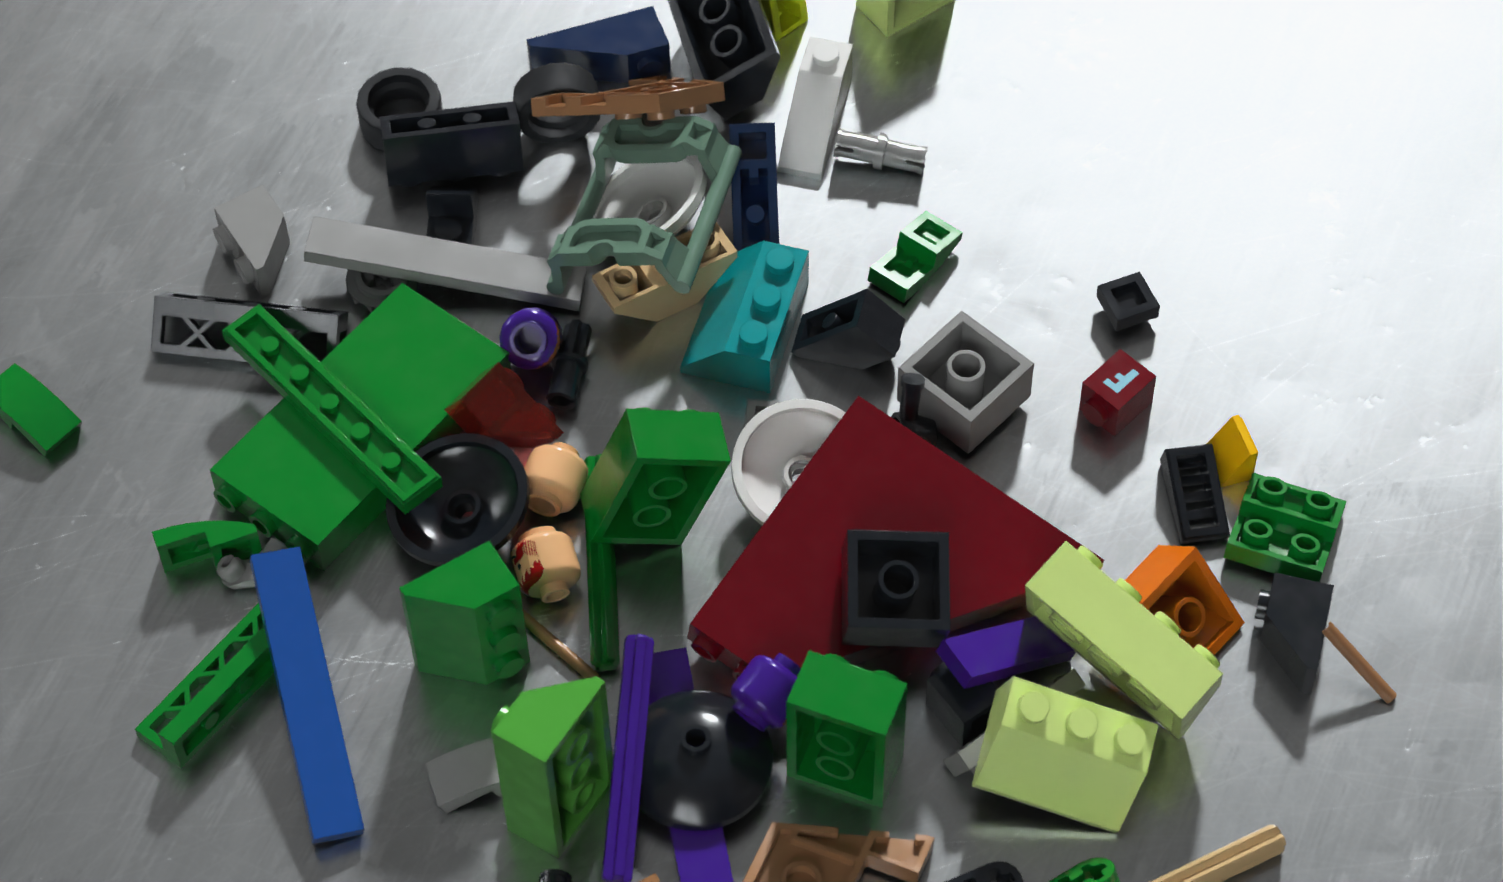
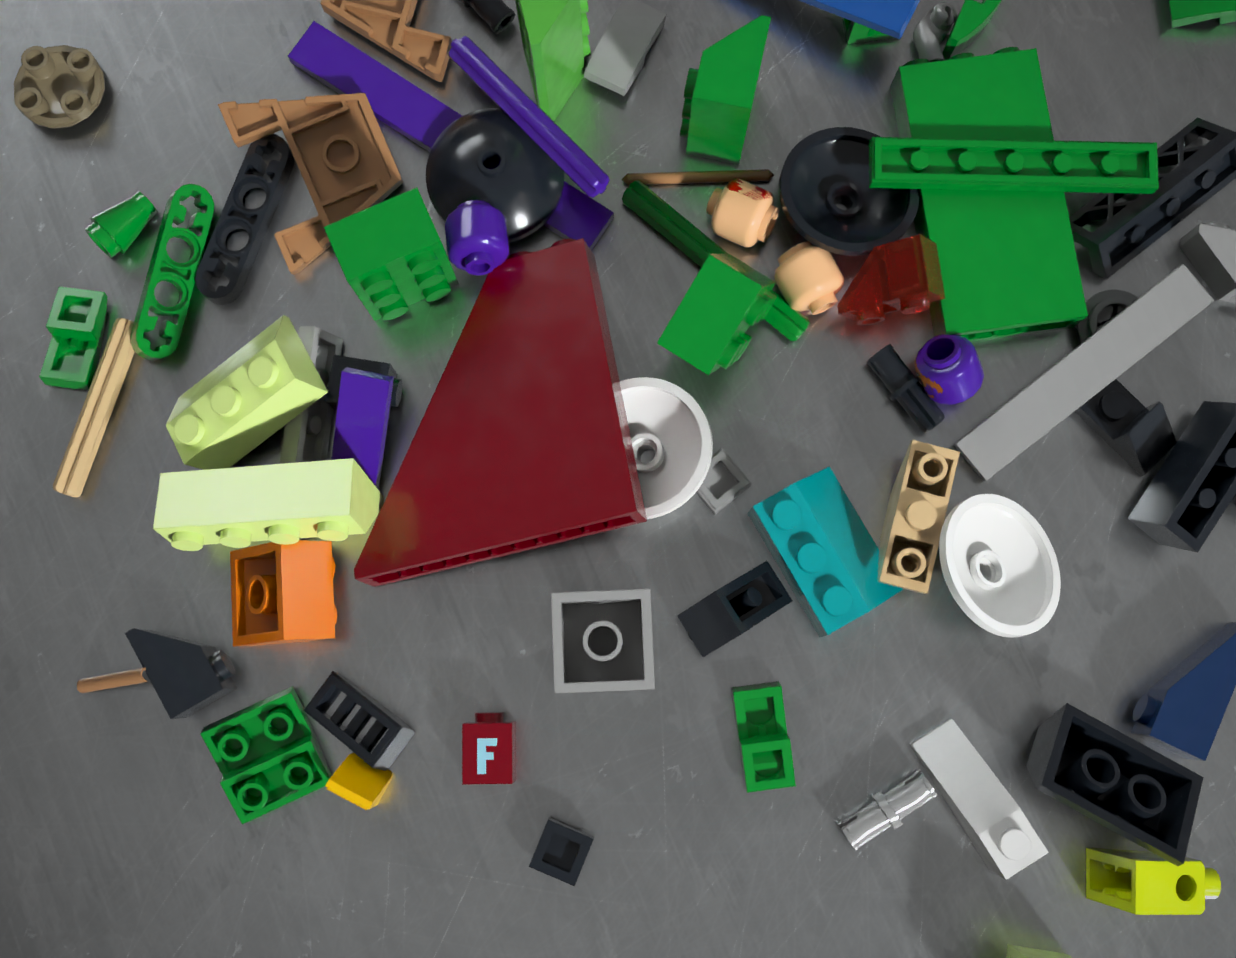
camera: 135 degrees right, 25 degrees up
(549, 80) = (1168, 590): black tyre -> none
(633, 239) = (1025, 609): sand green piece -> none
(644, 95) = (1085, 631): medium nougat wing -> none
(755, 185) = (939, 669): dark blue slope -> none
(895, 588) = (455, 382): black brick -> none
(909, 406) = (606, 569): black bar -> none

